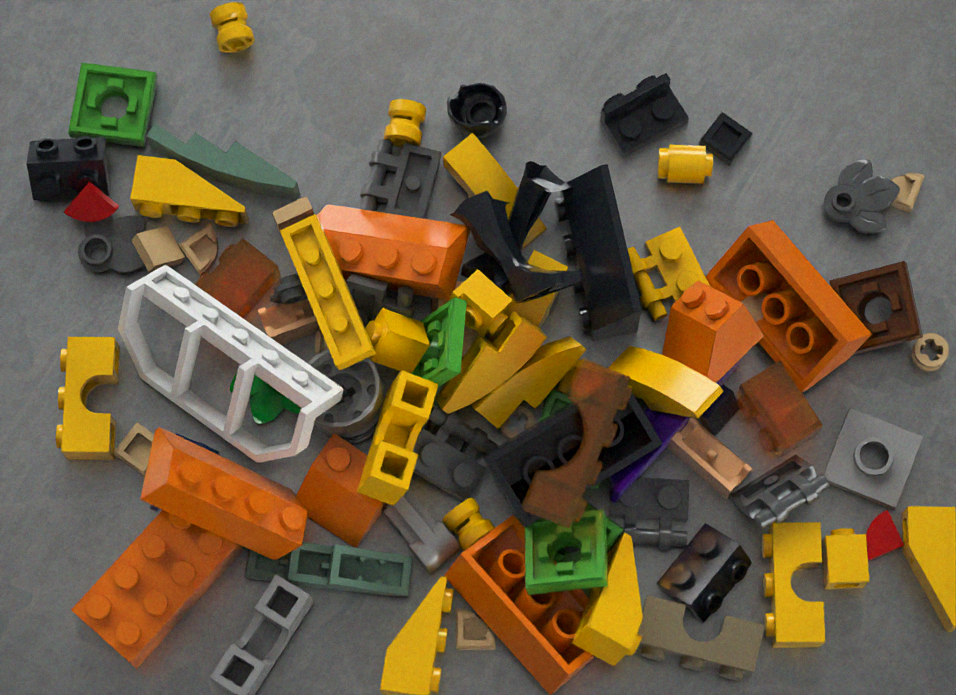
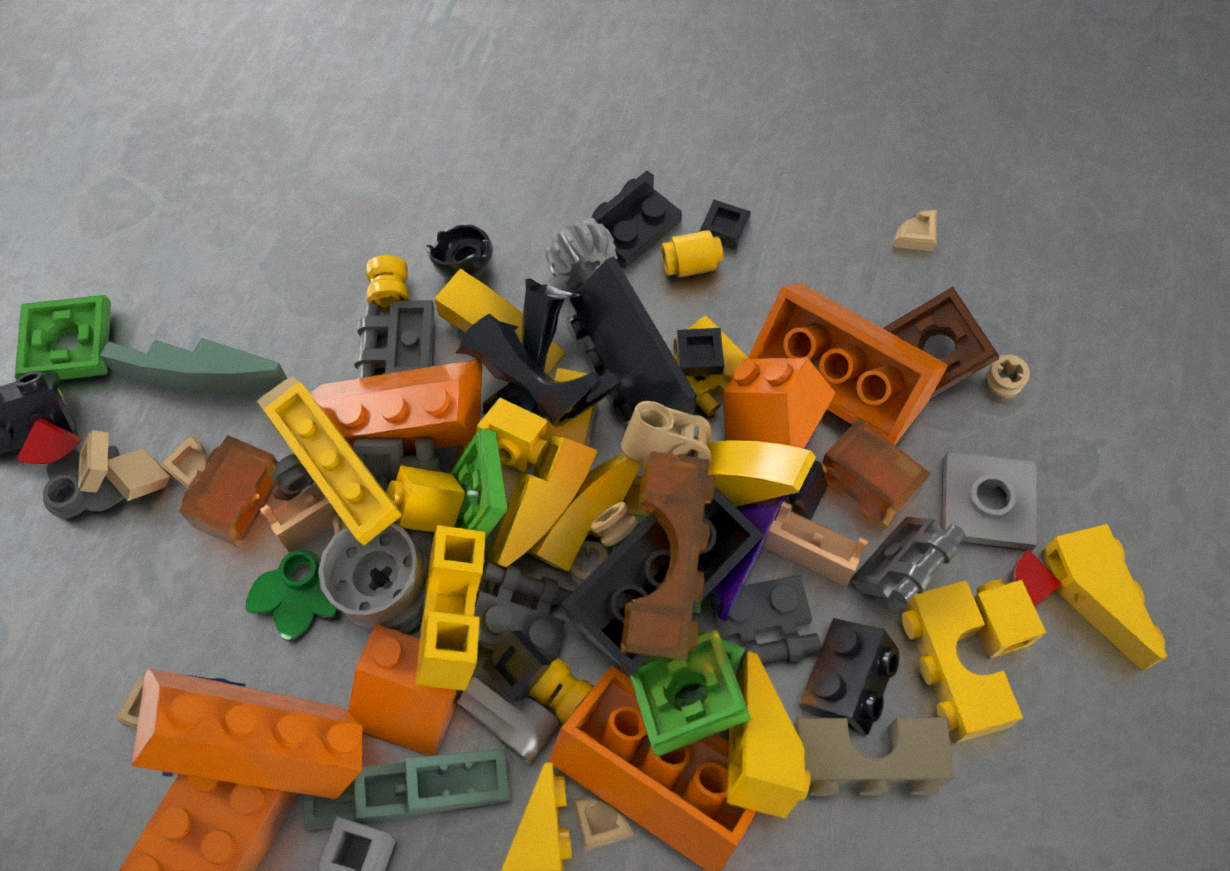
camera: 15 degrees left, 10 degrees down
(87, 365) = (65, 626): yellow arch -> none
(127, 232) = (93, 461): none -> tan tile
(173, 189) = (145, 407): yellow slope -> none
(232, 27) = (182, 234): yellow wheel -> none
(237, 339) = (237, 542): white plate -> none
(437, 495) = (516, 665): none -> black plate
(545, 401) = (614, 524): none -> tan bush
(583, 140) = (579, 251): none -> light grey gear
(609, 338) = (665, 431): none -> tan piece
(661, 265) = (700, 351): none -> black plate
(867, 197) = (887, 243): dark grey plate -> none

